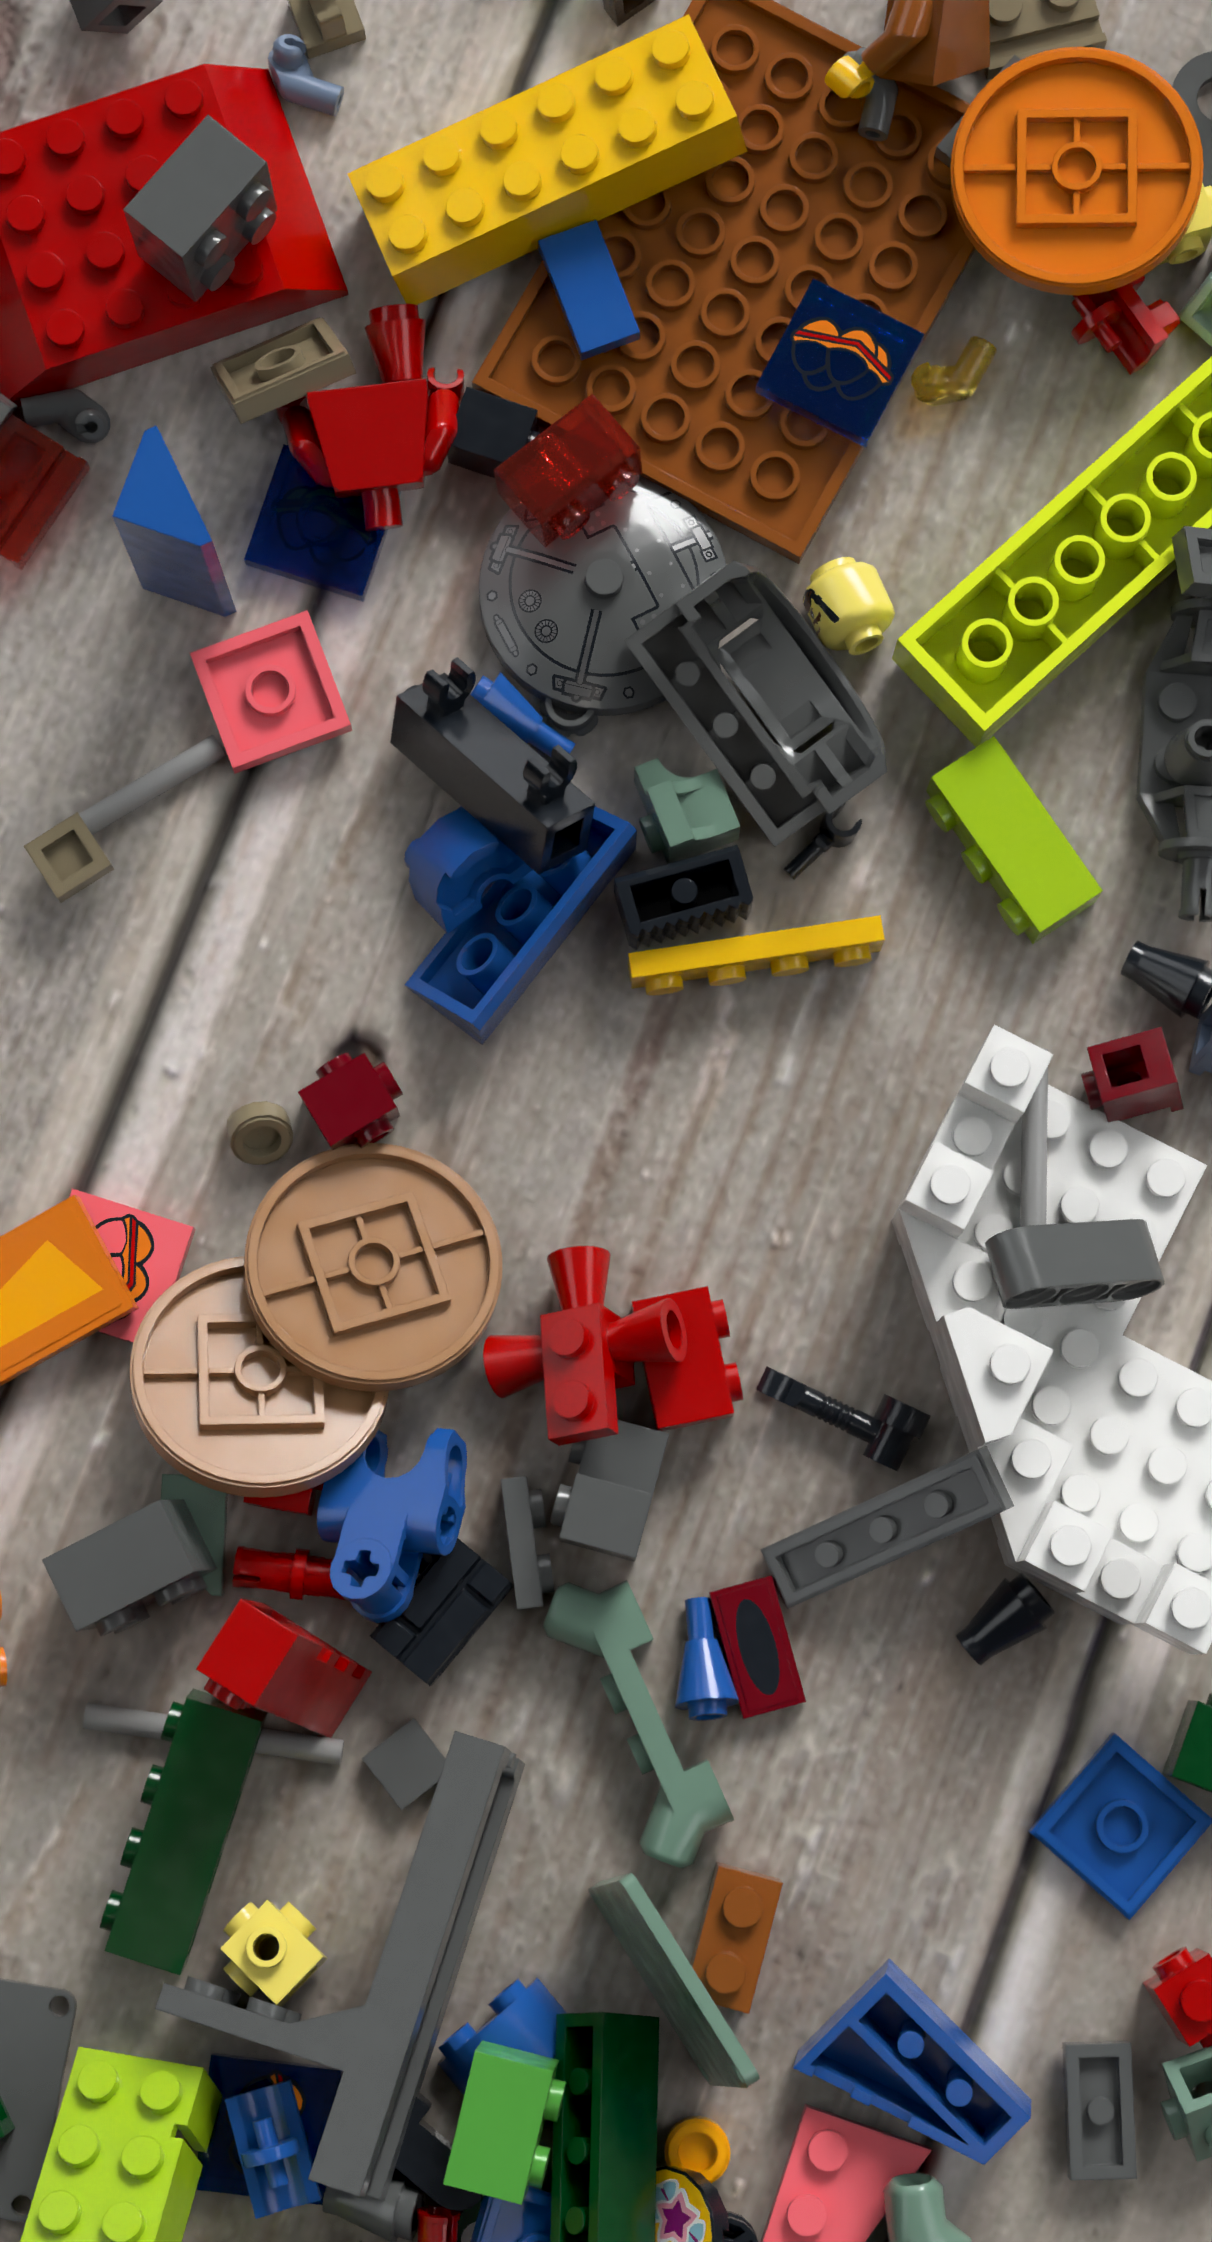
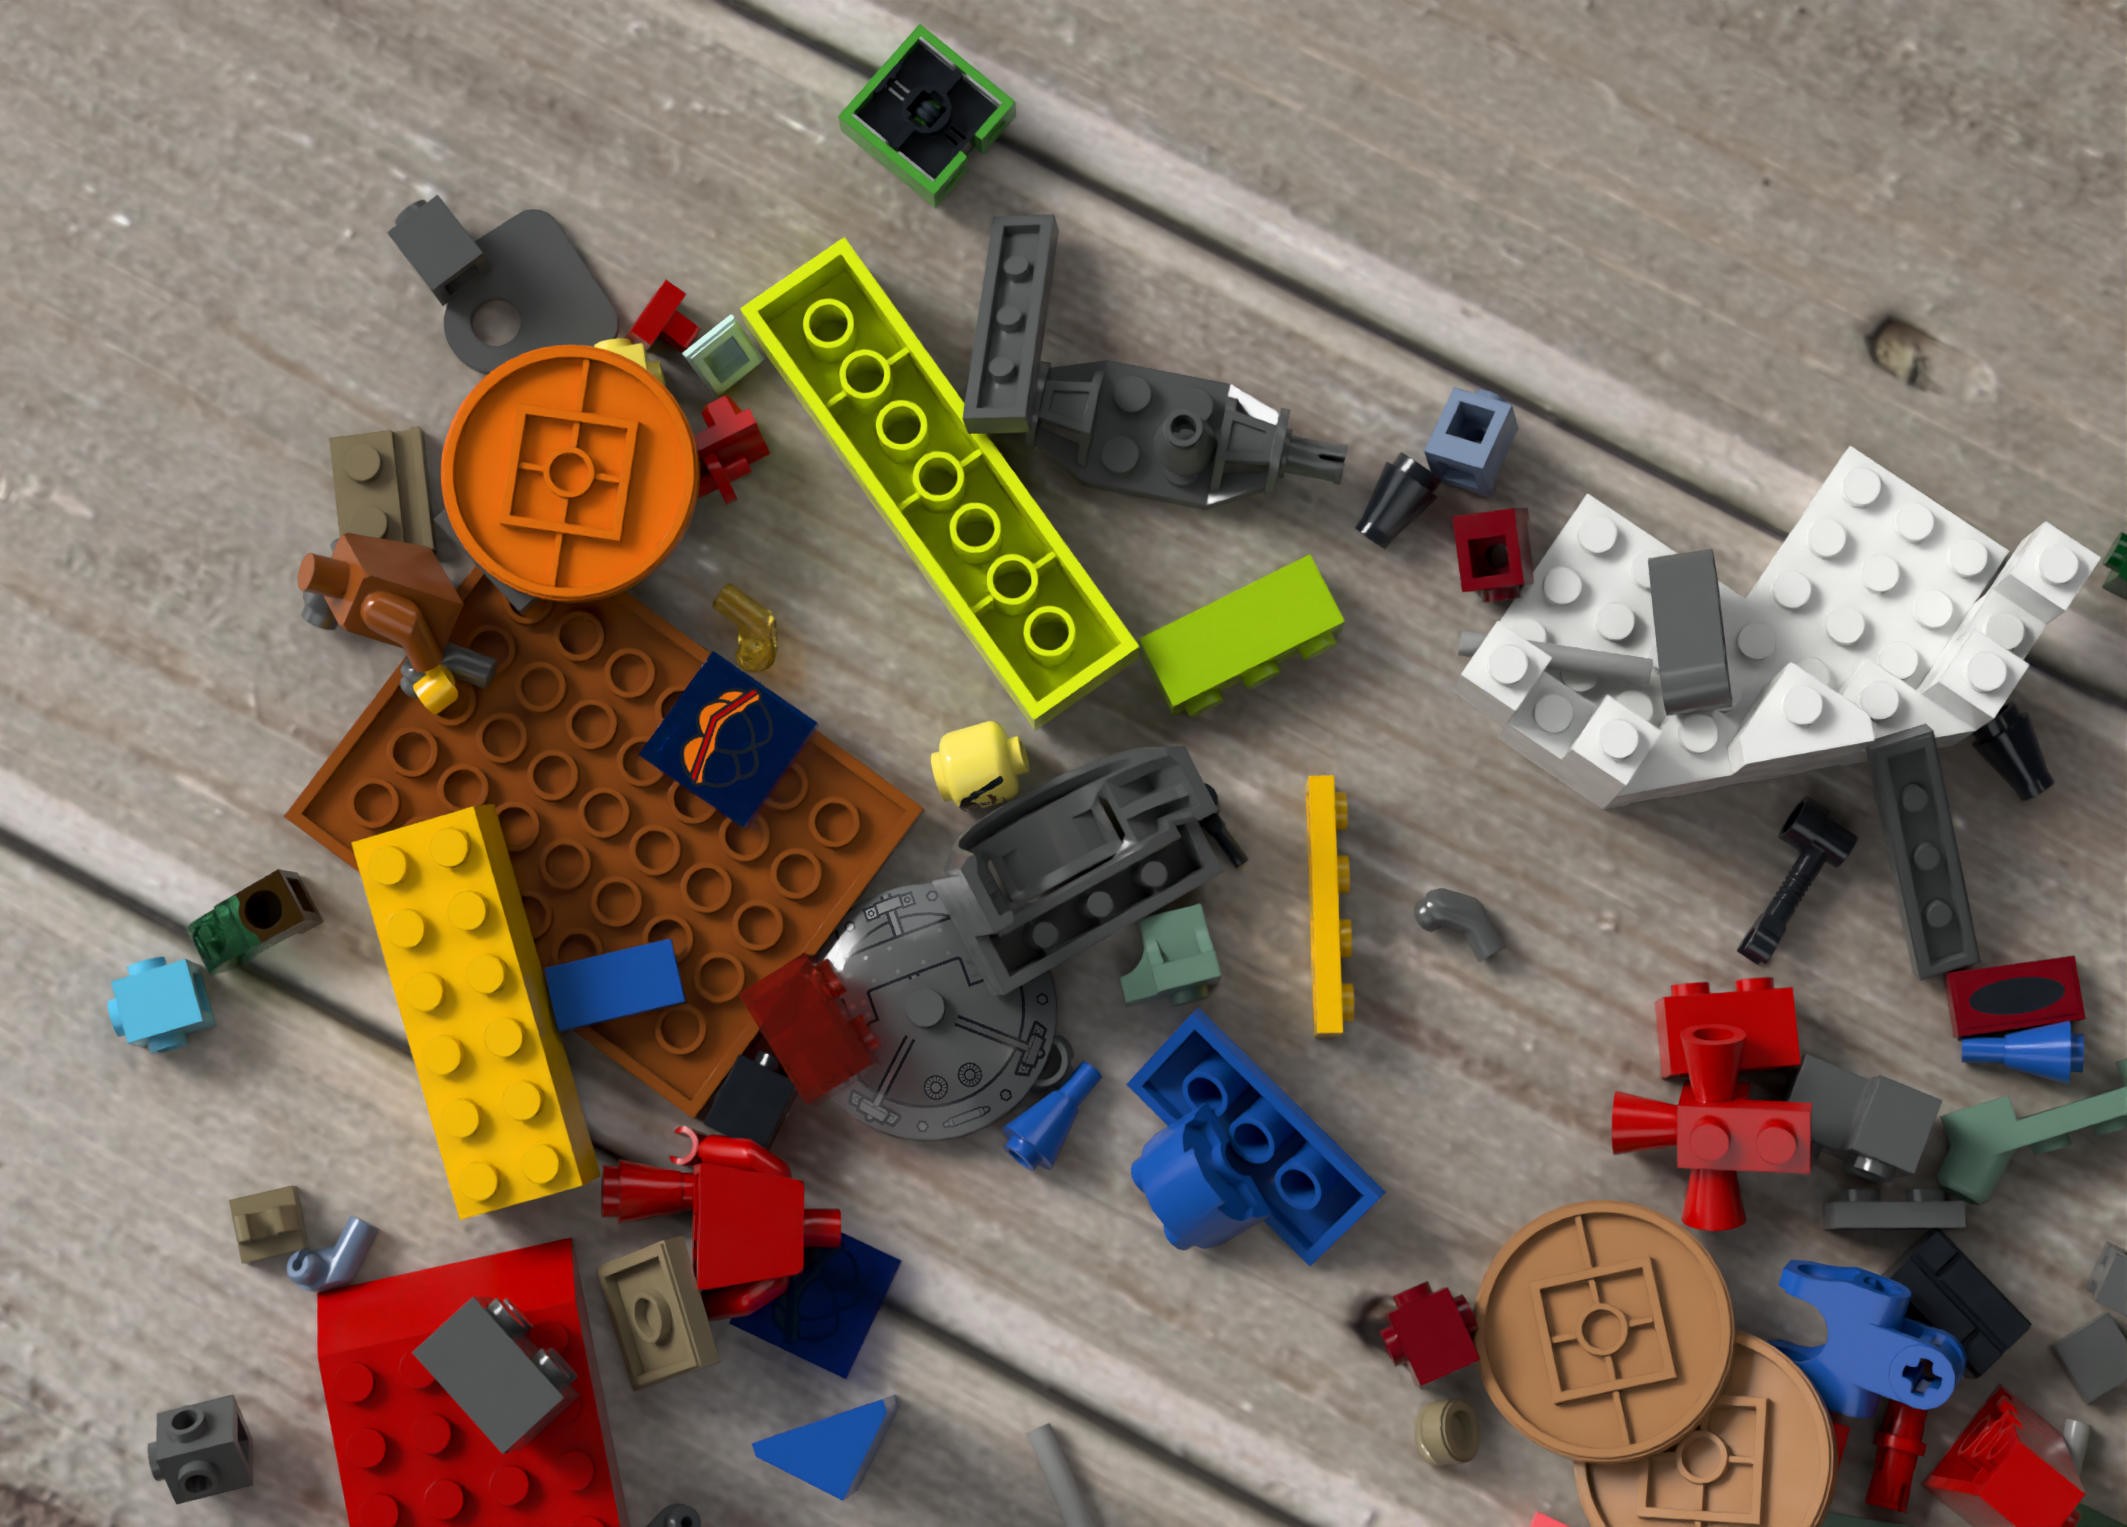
camera: 80 degrees left, 0 degrees up
(271, 691) = (991, 1367): coral plate -> none
(492, 769) = (1115, 1146): black brick -> none
(683, 896) = (1263, 970): black brick -> none
(767, 1089) = (1460, 913): none -> dark grey arm

